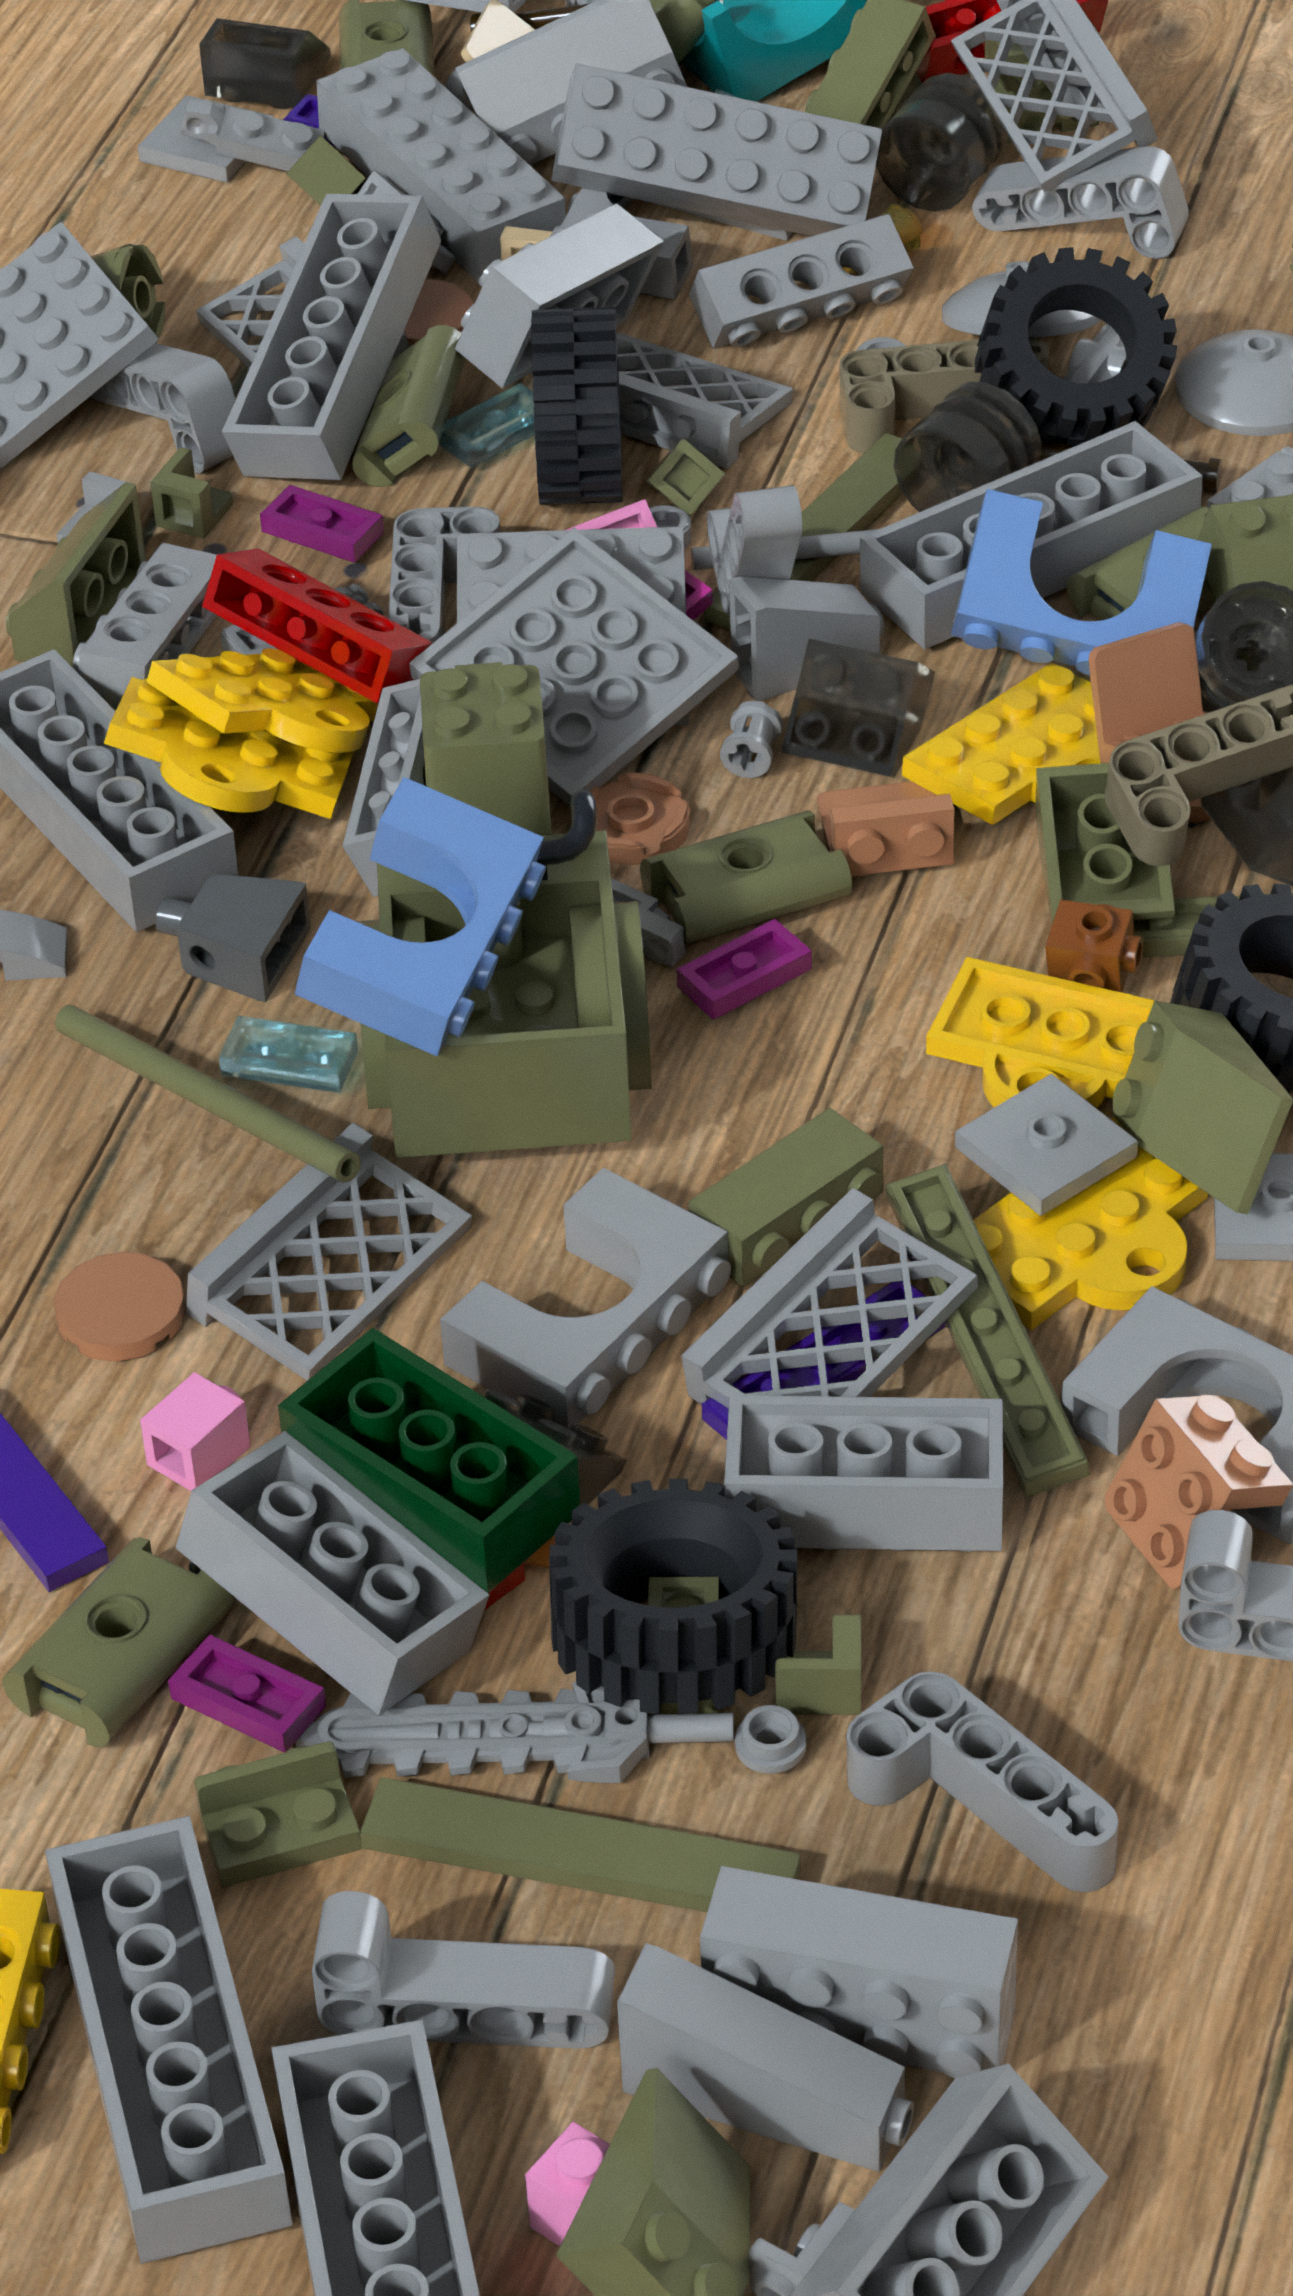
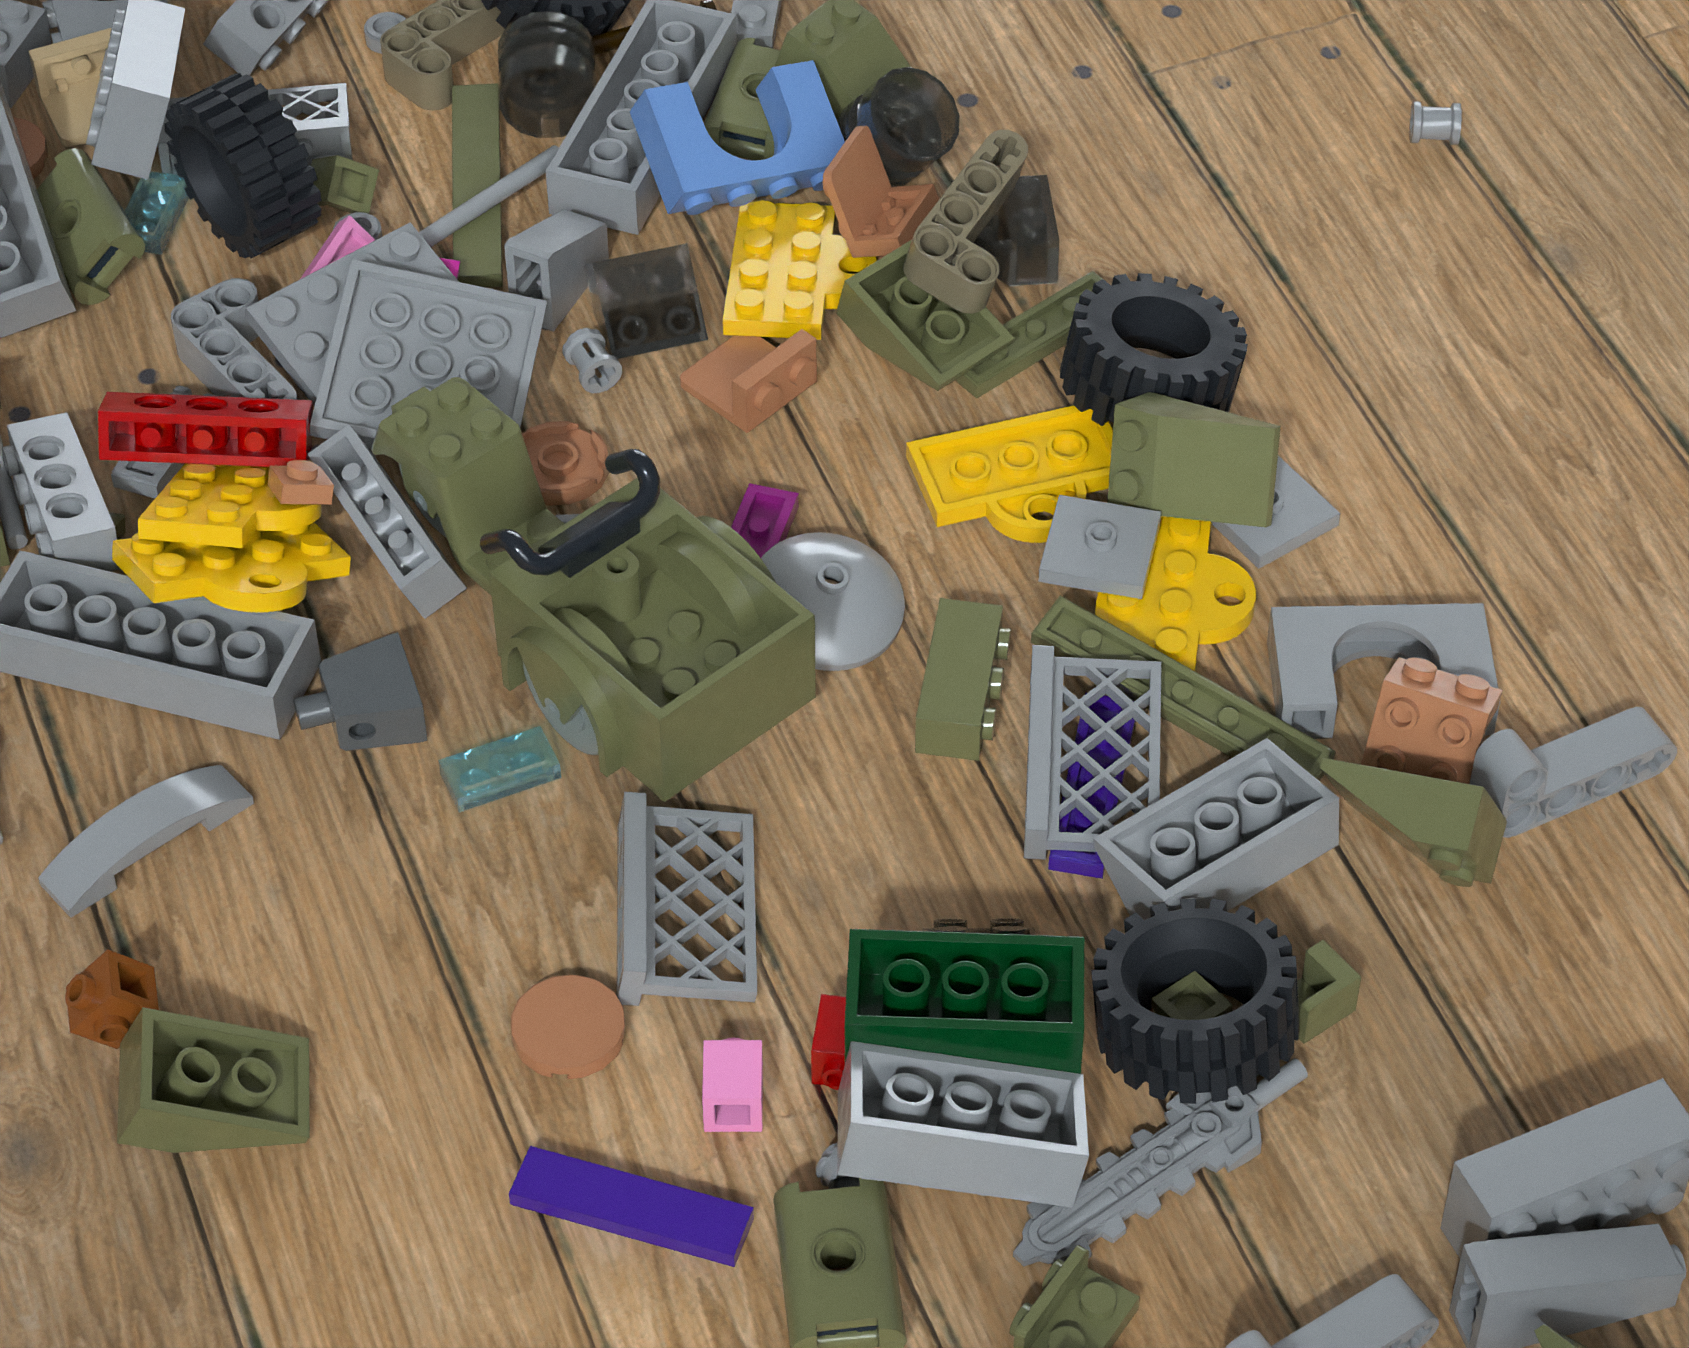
camera: 40 degrees left, 5 degrees up
(209, 1094) = (485, 829): olive piece -> none
(247, 1693) = (964, 1249): magenta plate -> none
(322, 523) = (96, 351): magenta plate -> none
(340, 707) = (300, 483): none -> nougat plate
(417, 987) = (629, 548): medium blue arch -> none
(559, 1845) = (1284, 1217): olive tile -> none
(576, 1362) = (929, 772): light grey arch -> none
(745, 1087) = (852, 618): none -> light grey dish
(746, 877) = (706, 452): olive piece -> none
(755, 536) = (480, 224): light grey beam -> none
(766, 1726) = (1335, 1051): light grey plate -> none
(949, 1735) = (1494, 997): light grey beam -> none
(1084, 1569) = (1438, 820): none -> olive slope
(1093, 945) = (986, 390): dark orange brick -> none

